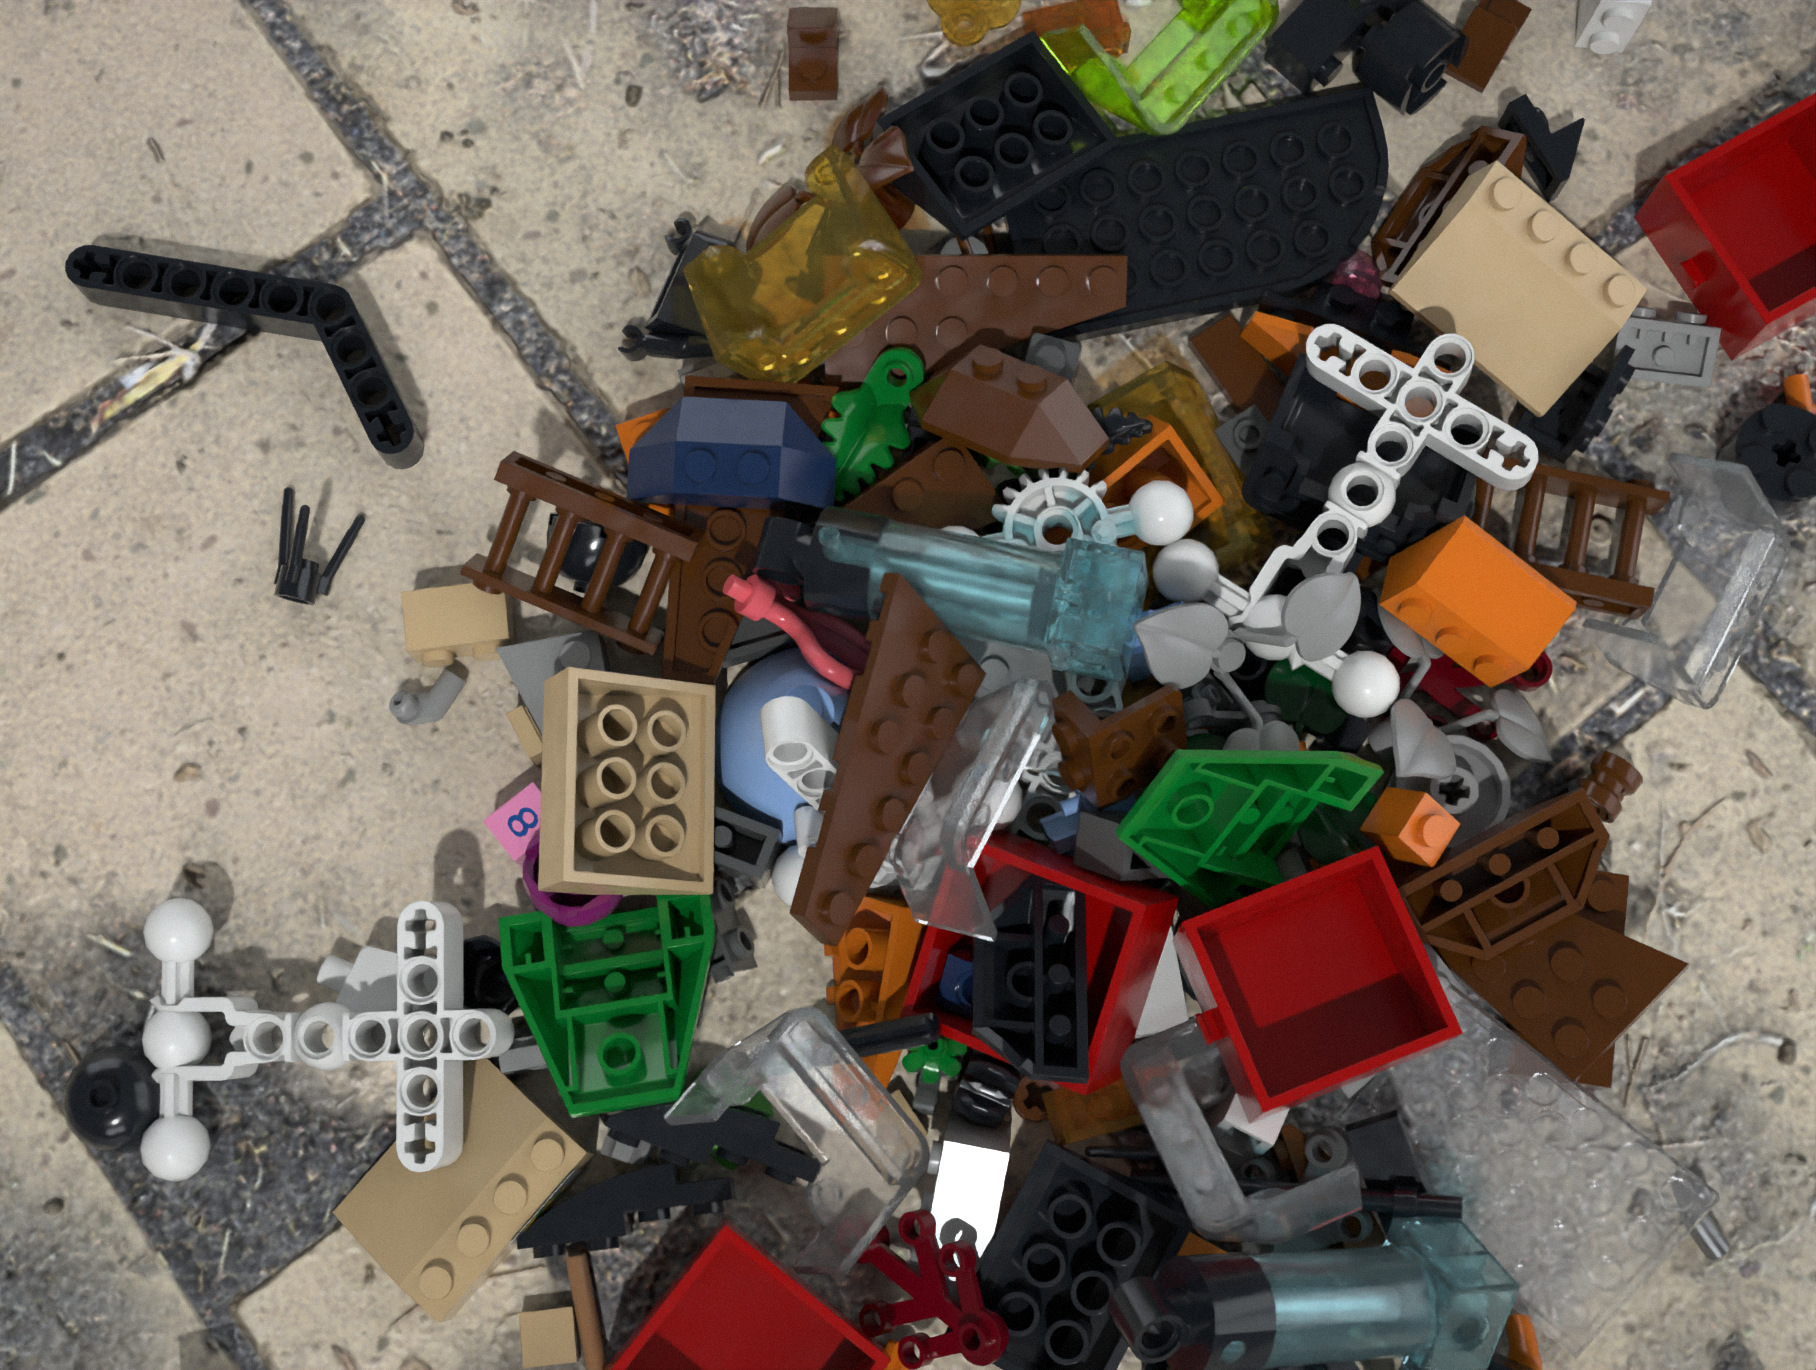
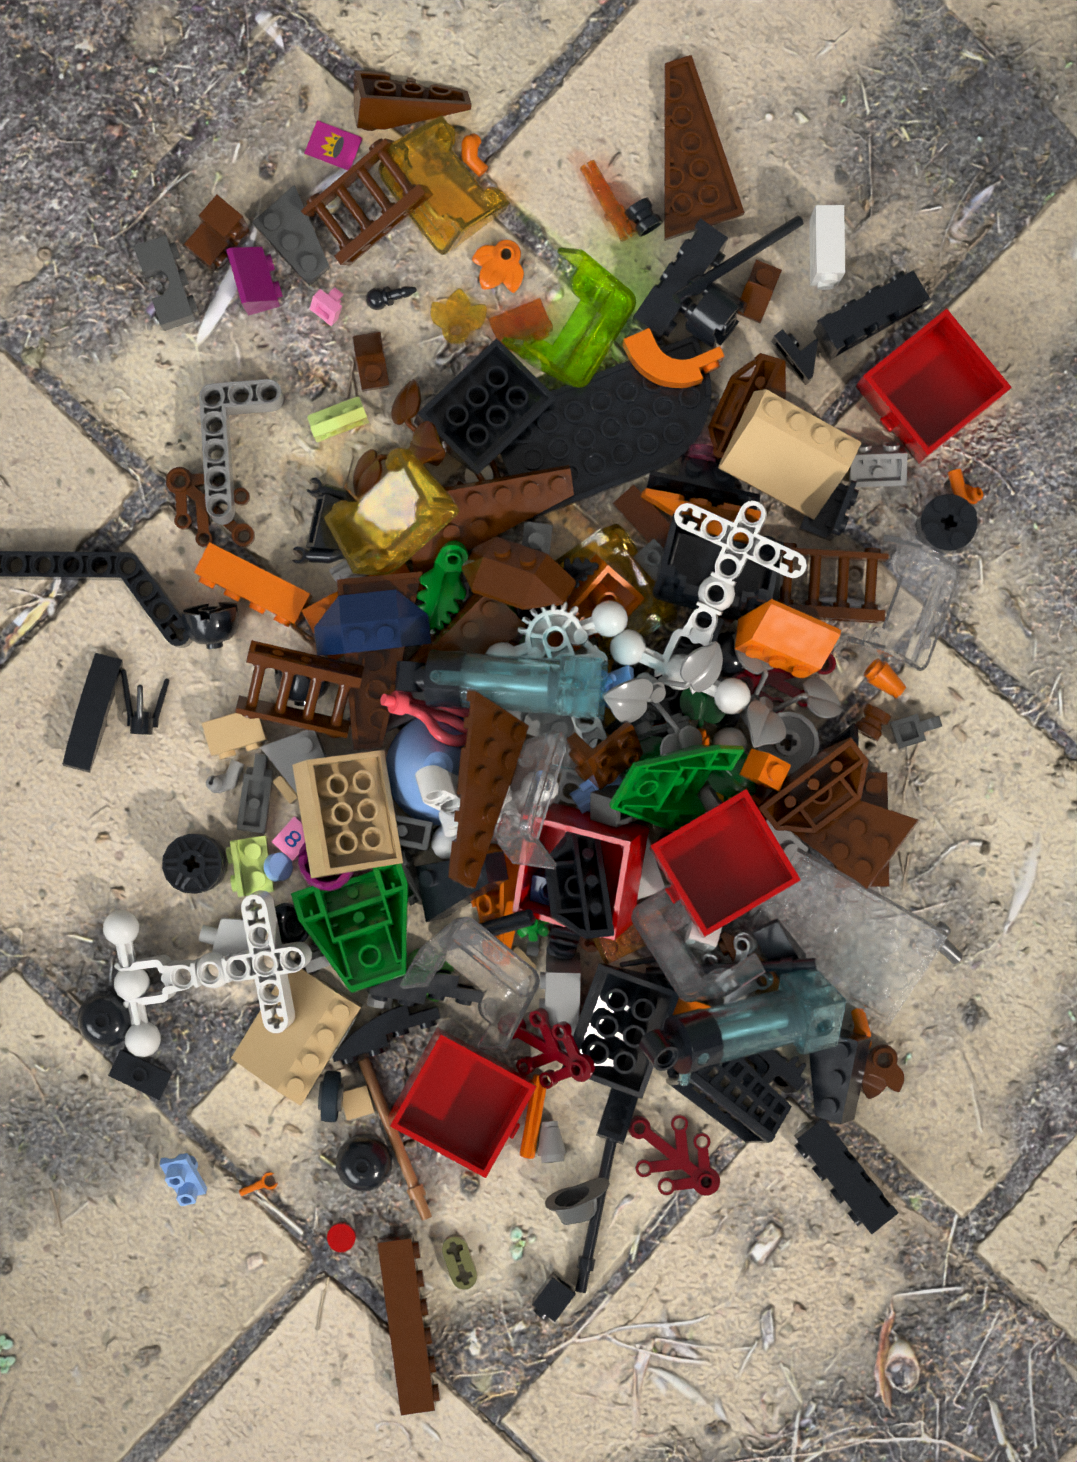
camera: 15 degrees left, 10 degrees up
(159, 1215) = (140, 1074): none -> black plate
(214, 548) = (92, 712): none -> black slope
(361, 856) = (208, 853): none -> black wheel
(439, 859) = (248, 863): none -> yellowish green bracket
(454, 429) = (211, 623): none -> black cylinder
(473, 740) = (255, 796): none -> dark grey hinge
(488, 872) = (278, 867): none -> light blue tile
(491, 235) = (189, 489): none -> reddish brown plant
(499, 1315) = (330, 1096): none -> black wheel
(533, 130) = (221, 439): none -> light grey beam
(540, 376) = (253, 584): none -> orange brick
(740, 133) = (337, 419): none -> yellowish green bracket
(786, 964) = (444, 896): none -> black wedge
(1316, 128) = (664, 370): none -> orange arch
(1636, 712) = (884, 678): none -> orange cone
(1675, 812) = (911, 730): none -> dark grey plate
(1676, 97) = (870, 314): none -> black wedge

